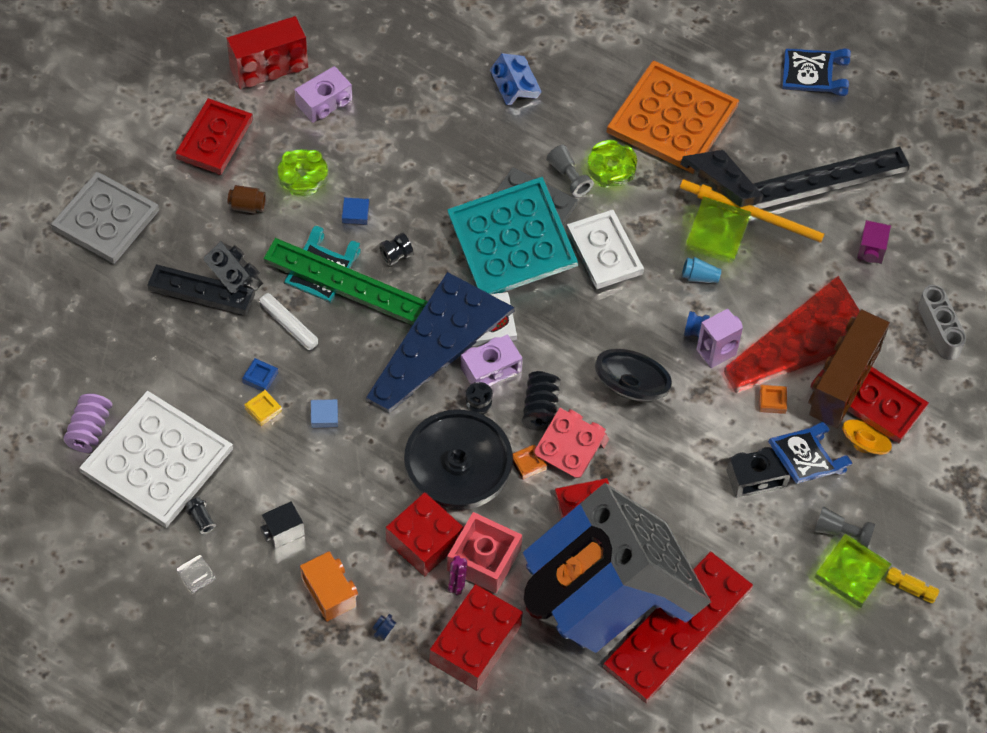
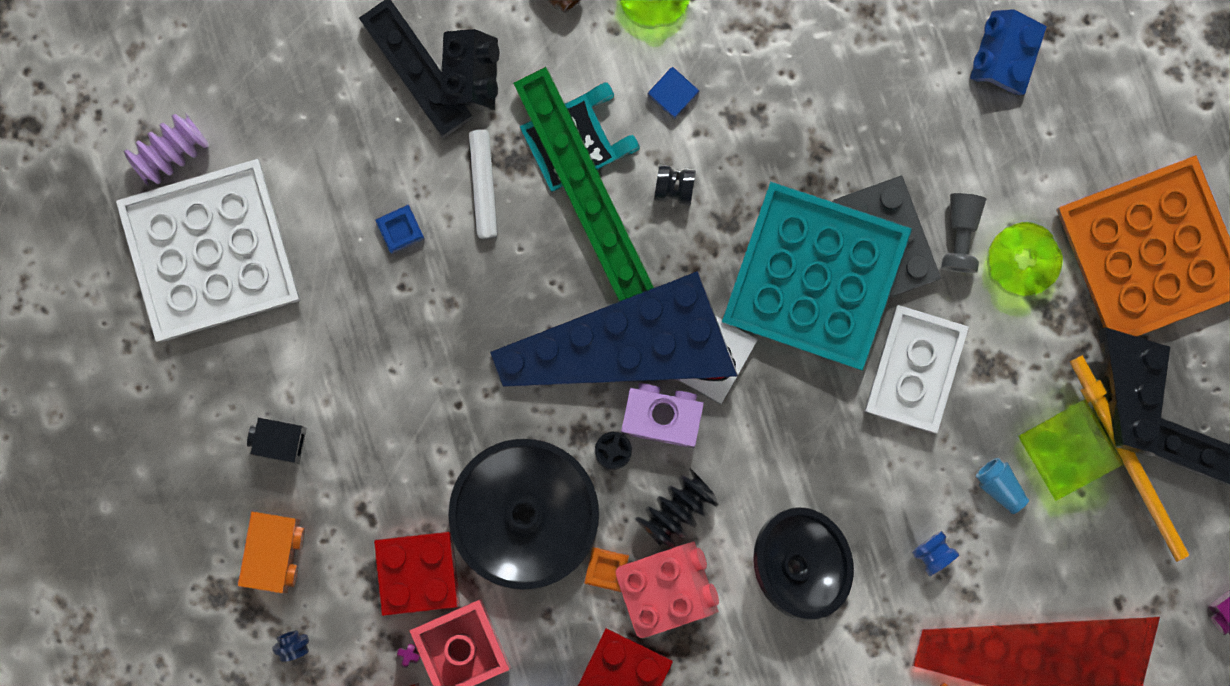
camera: 45 degrees right, 25 degrees up
(196, 574) = (149, 423): clear tile -> none
(201, 516) = (203, 358): black pin -> none
(263, 408) = (371, 273): yellow tile -> none
(324, 413) = (431, 333): medium blue tile -> none
(719, 338) = (942, 597): lavender brick -> none

